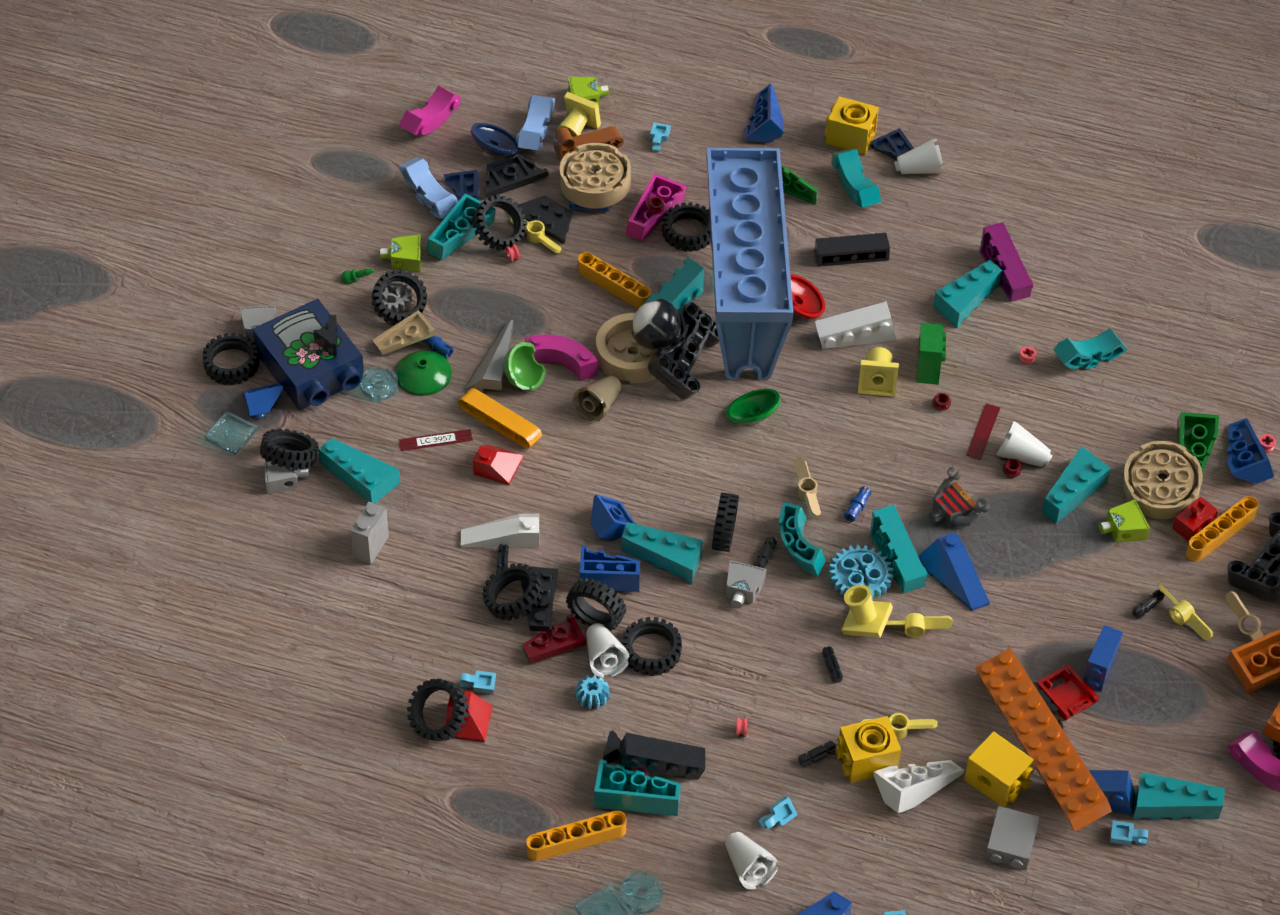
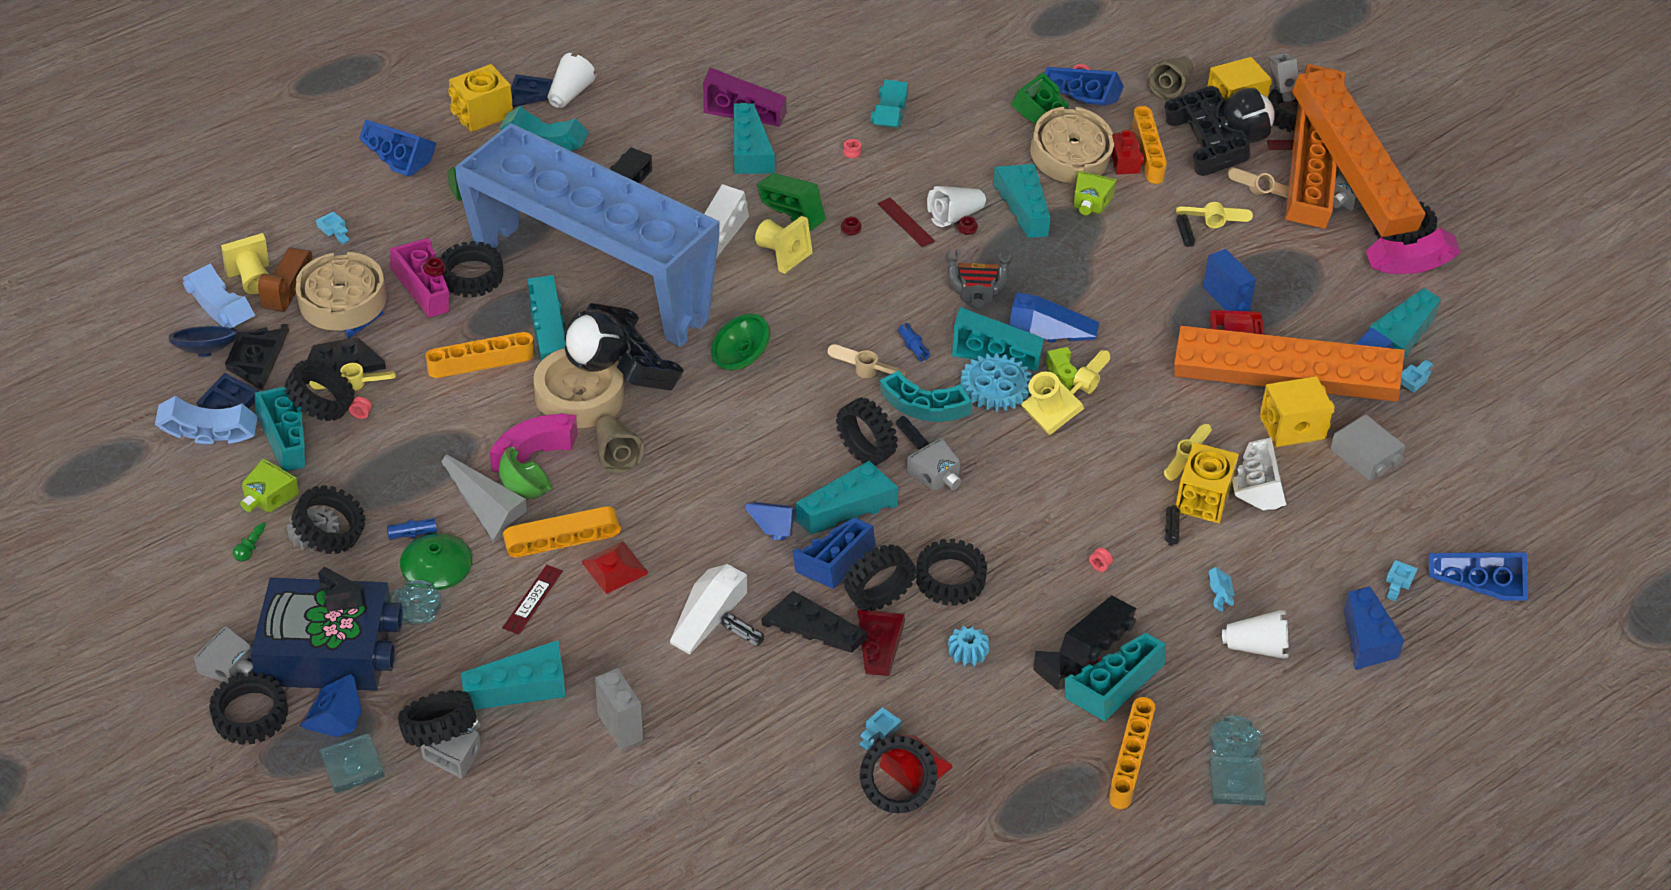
camera: 55 degrees left, 5 degrees down
(405, 333) = (378, 541): tan wing -> none
(433, 115) = (104, 353): dark pink brick -> none
(504, 578) = (790, 612): black tyre -> none
(587, 88) = (207, 245): lime torso -> none
(605, 652) = (929, 606): white cone -> none
(832, 664) = (1080, 459): black axle -> none
(915, 601) = (1059, 363): none -> lime leg

